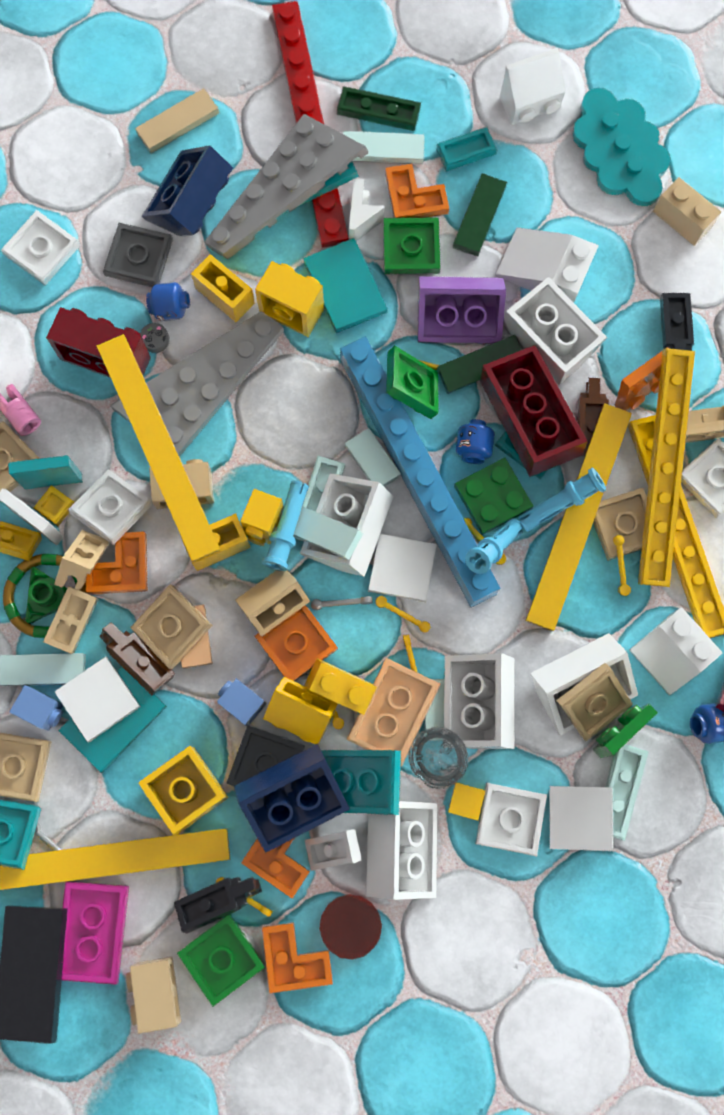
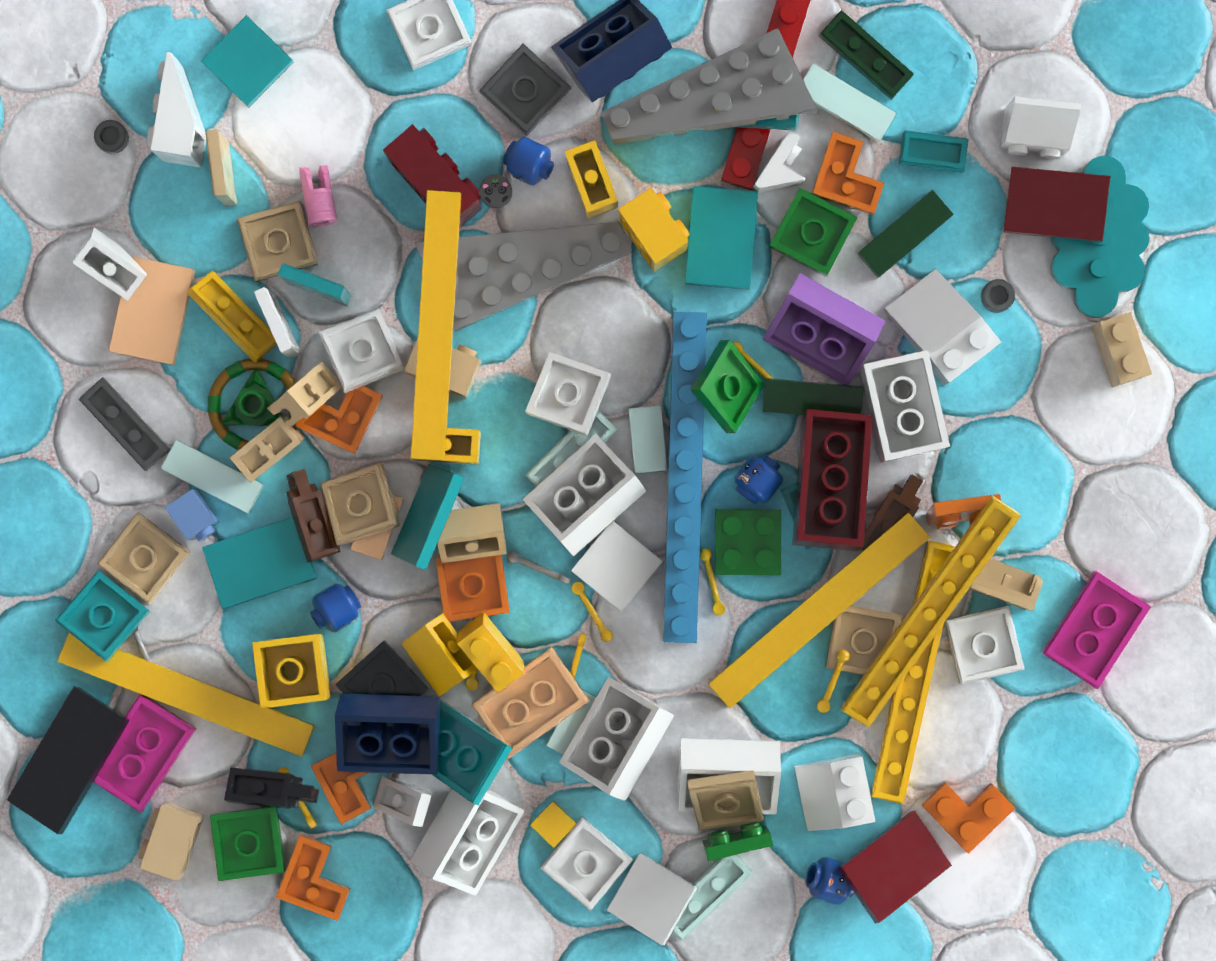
camera: 30 degrees right, 10 degrees up
(54, 505) = (307, 317): yellow tile -> none
(97, 699) = (253, 538): white tile -> none
(193, 720) = (335, 607): none -> blue head
(230, 604) = (427, 516): none -> teal tile
(240, 701) = (388, 613): medium blue brick -> none
(261, 517) = (503, 446): yellow brick -> none
(282, 539) = (511, 479): medium azure pin -> none
(291, 454) = (568, 393): none -> white plate
(327, 533) = (552, 490): light aqua tile -> none
(350, 926) = (382, 878): clear red tile -> none
(438, 757) = (548, 770): clear tile -> none
(491, 548) = (707, 601): medium azure pin -> none
(573, 222) = (997, 295): none -> dark grey tile
(574, 493) = (821, 588): medium azure pin -> none
(578, 136) = (1057, 204): none -> dark red tile
(677, 321) = (1037, 467): black hinge -> none

